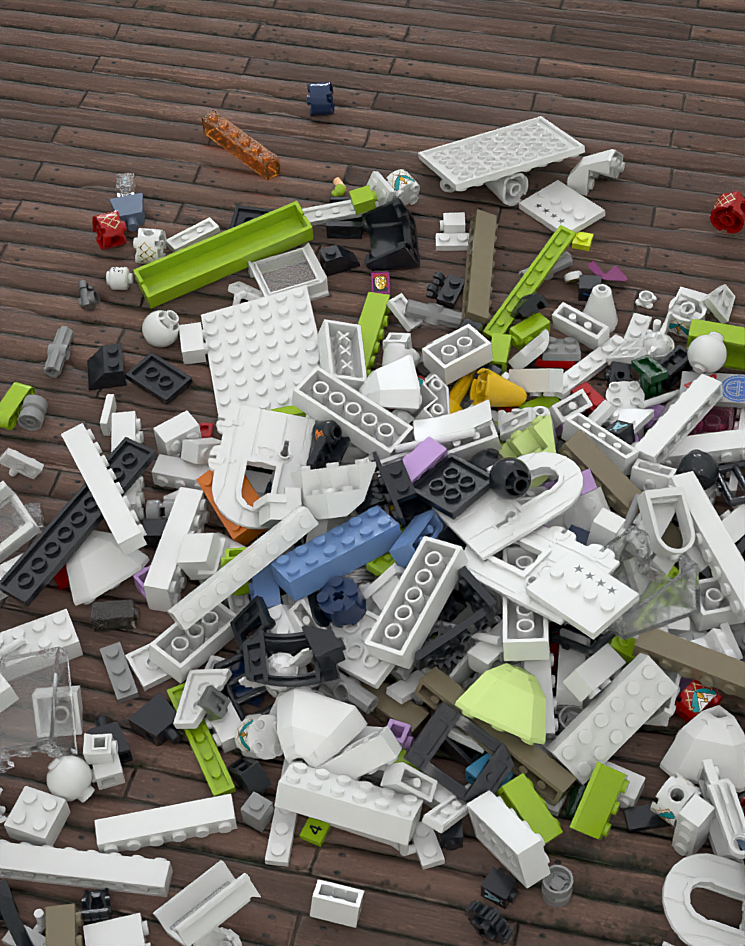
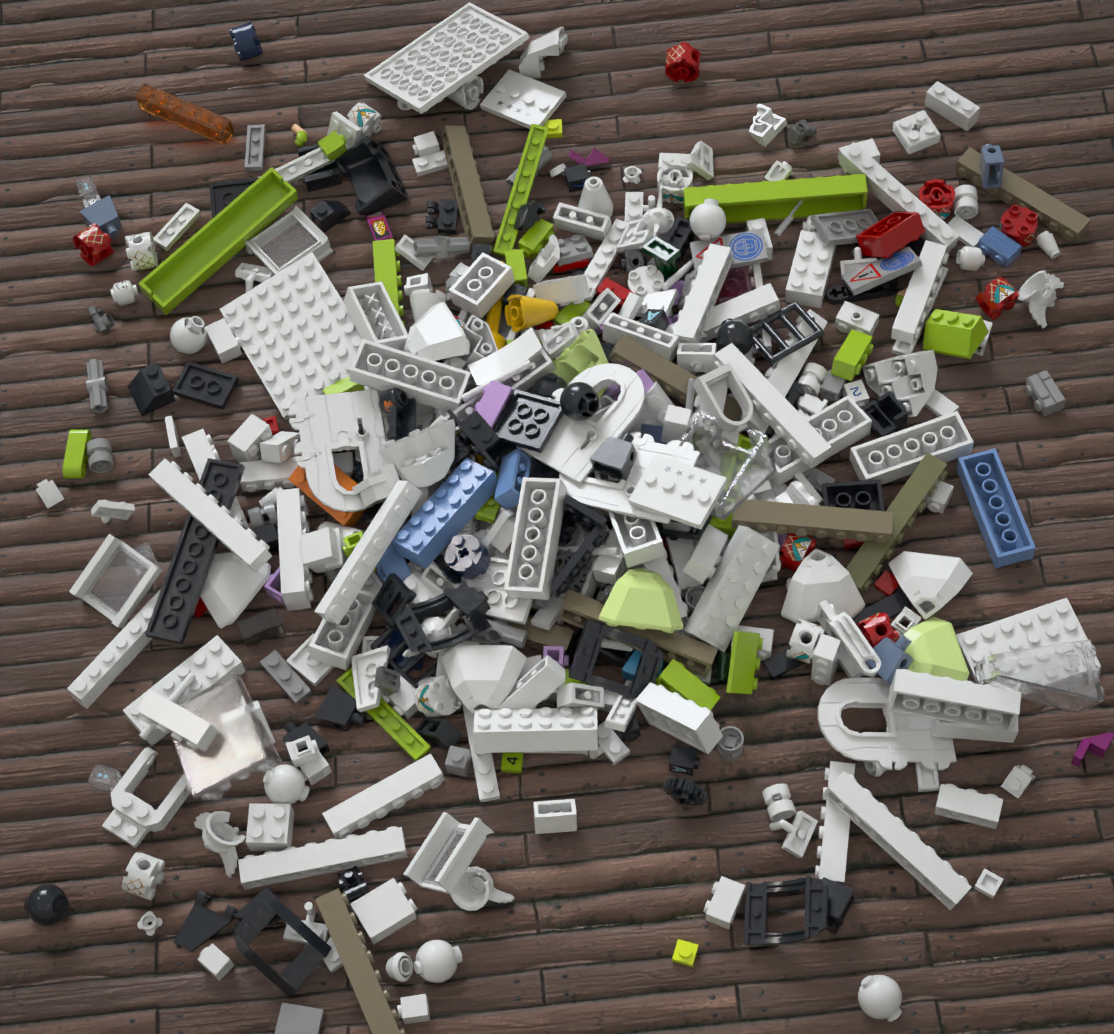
camera: 15 degrees left, 10 degrees up
(293, 187) = (255, 147): none -> light grey plate
(528, 542) = (615, 456): none -> torso

